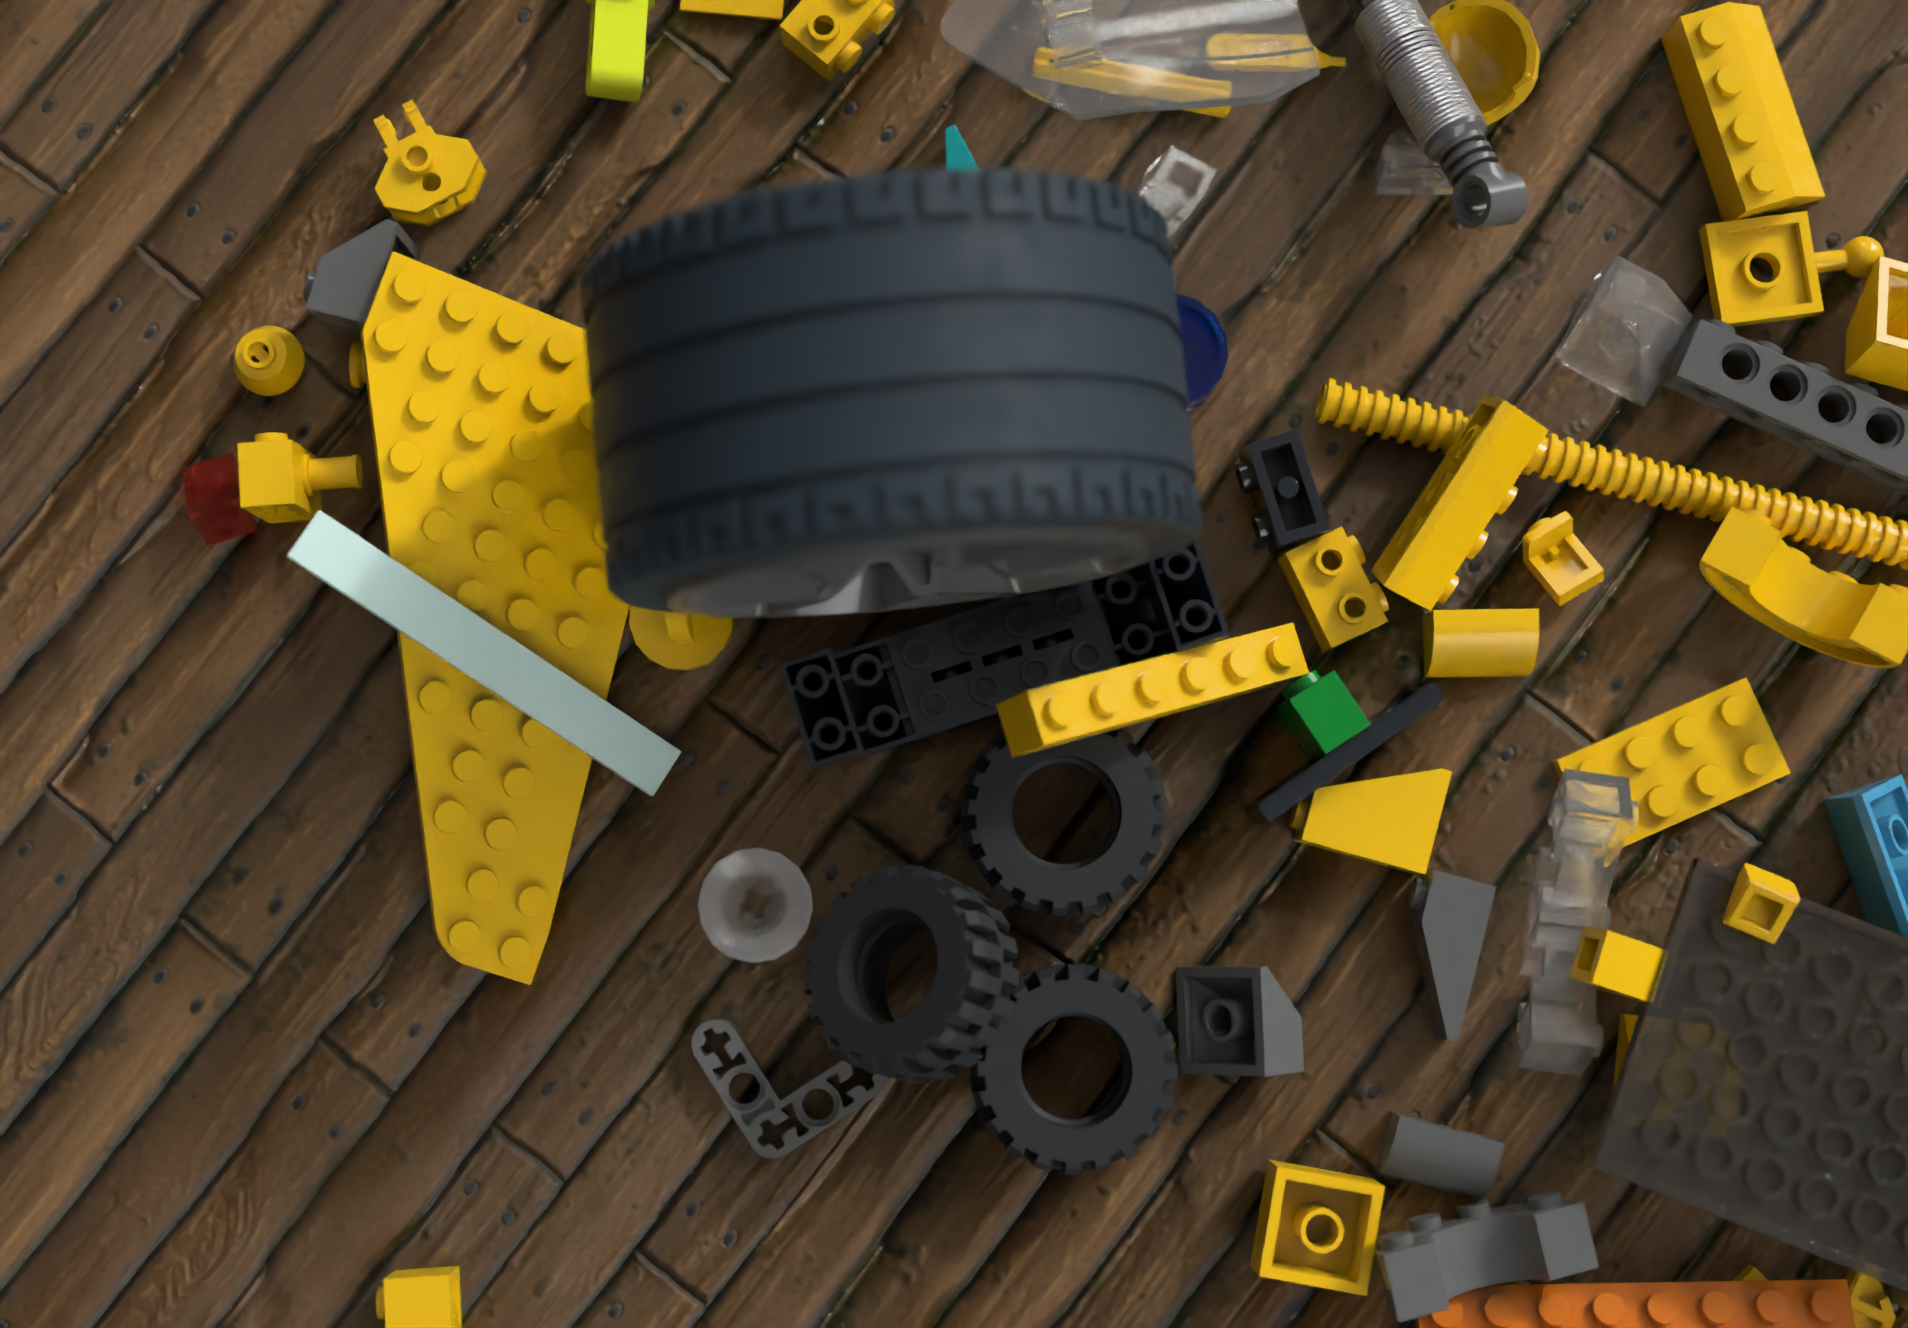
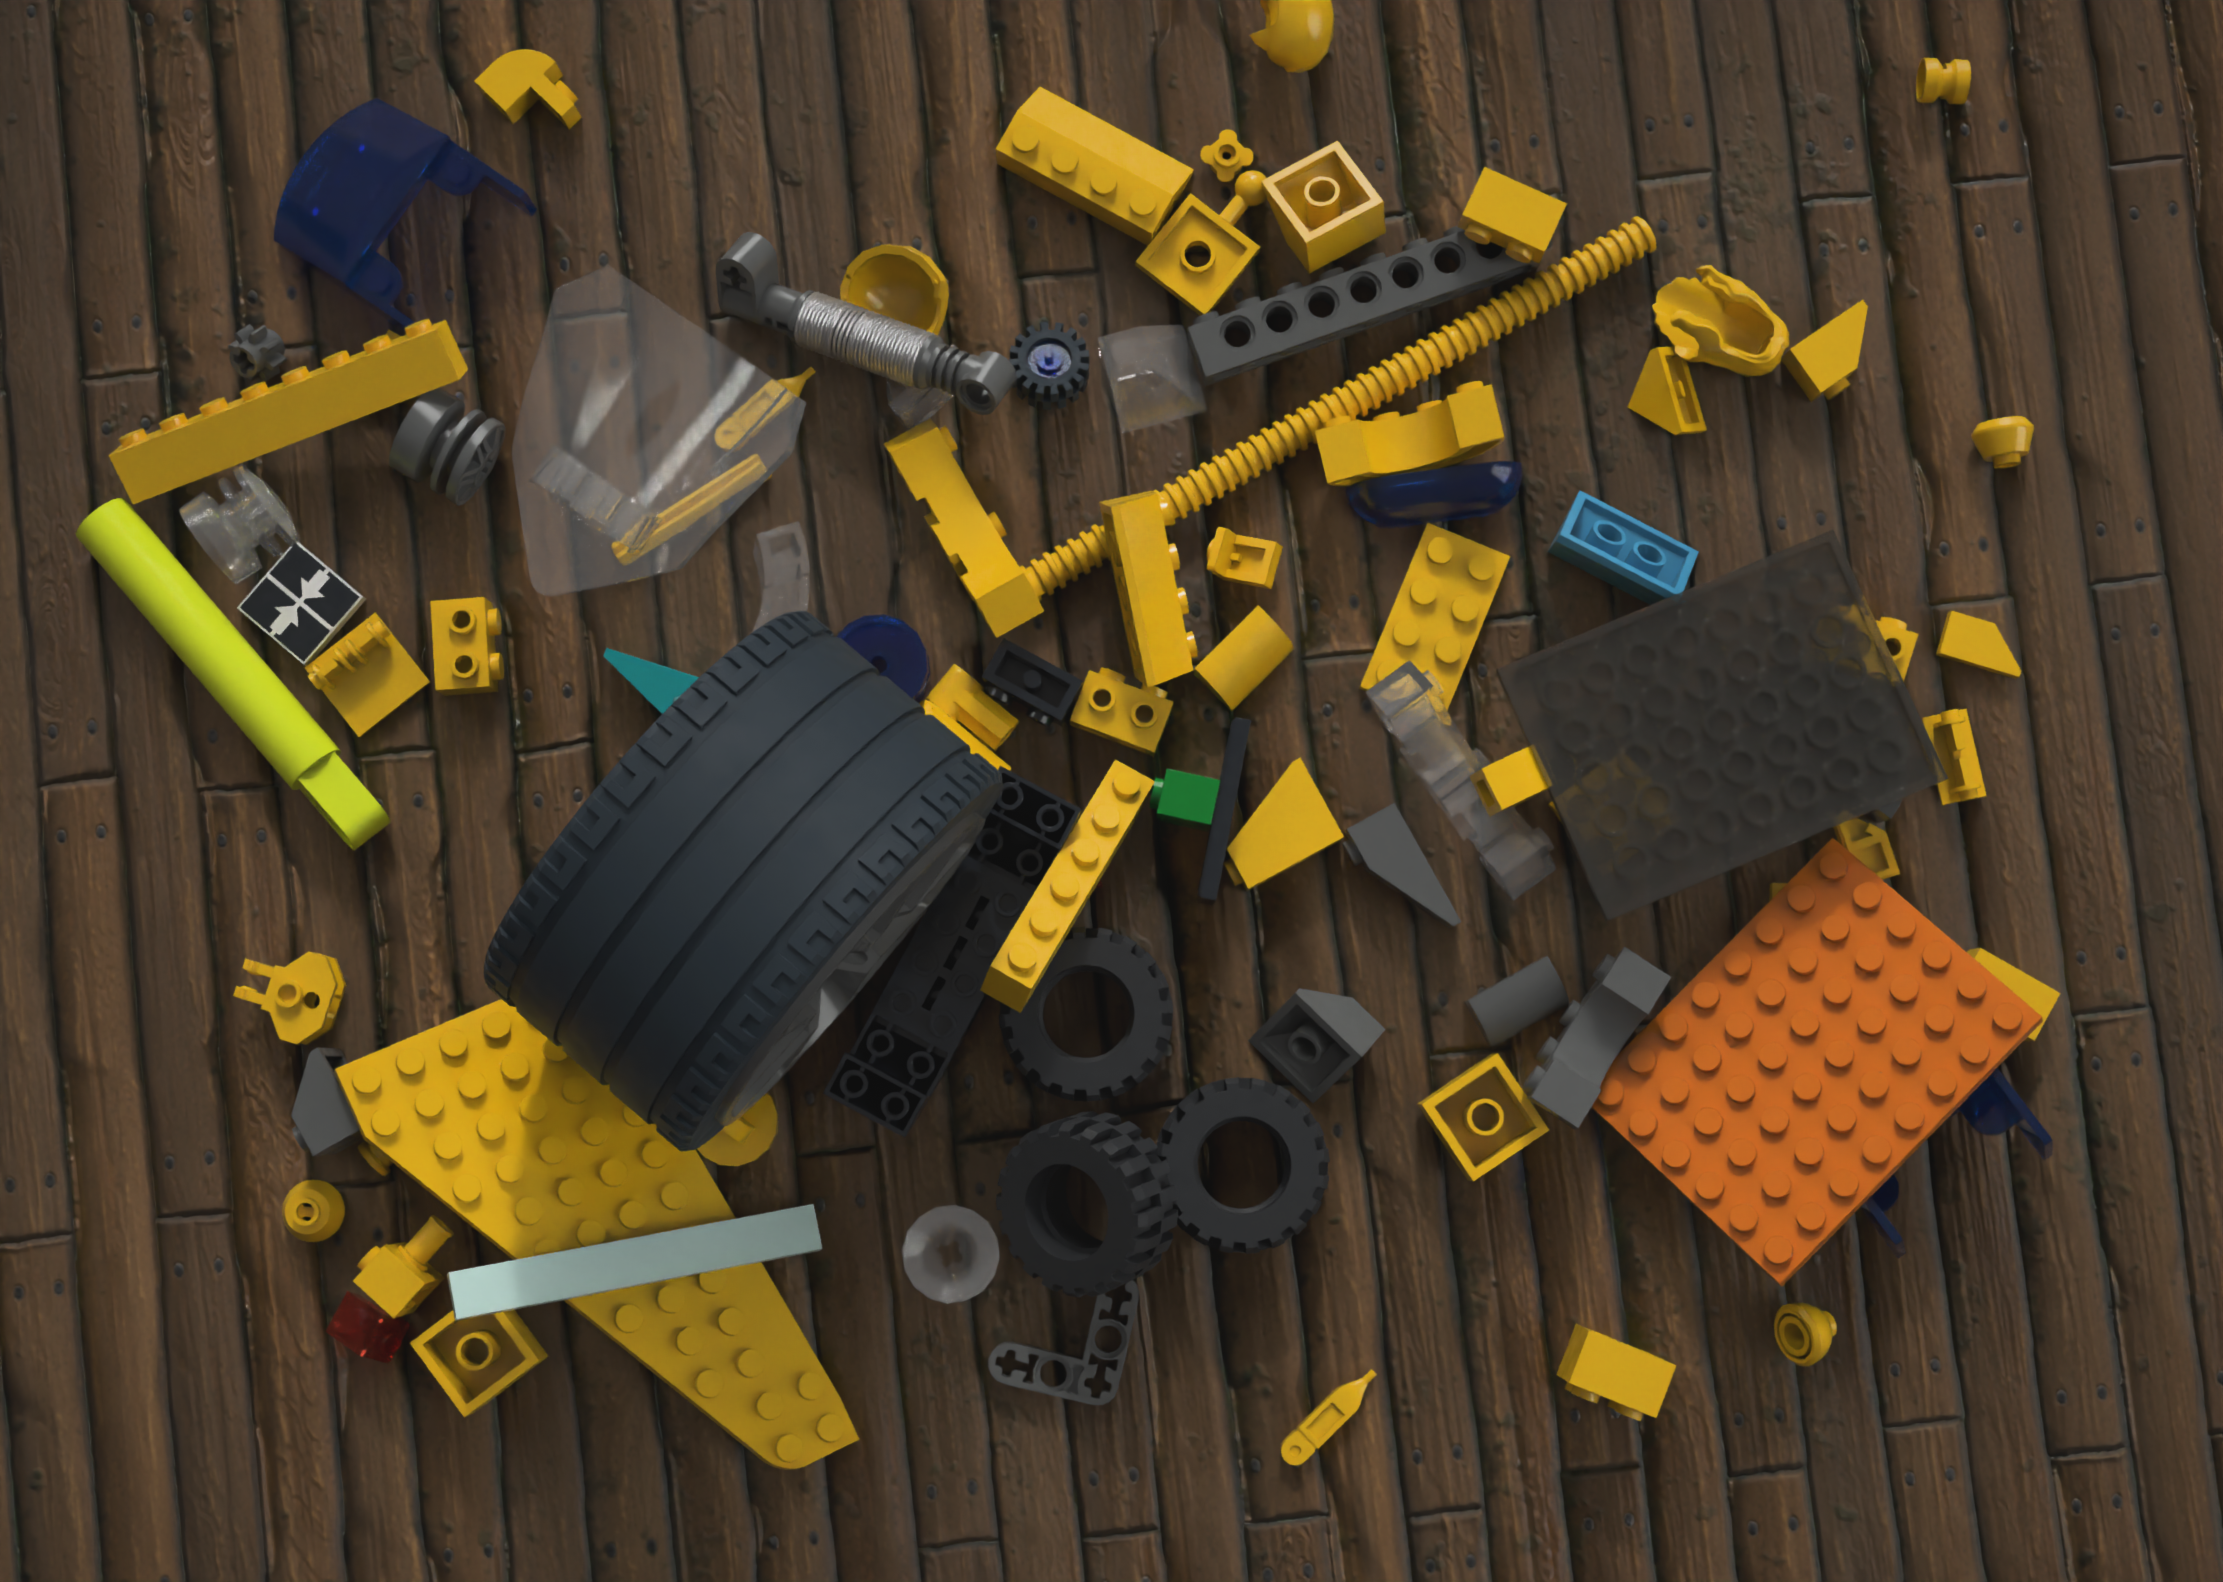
camera: 35 degrees left, 0 degrees up
(283, 609) = (478, 1356): none -> yellow brick
(1214, 459) = (966, 703): none -> yellow piece
(1347, 309) = (964, 529): none -> yellow brick
(1550, 243) = (1050, 365): none -> black wheel
(1761, 903) = (1559, 662): yellow slope -> none
(1777, 659) = (1436, 494): none -> clear blue brick
(1852, 218) = (1225, 168): none -> yellow plate

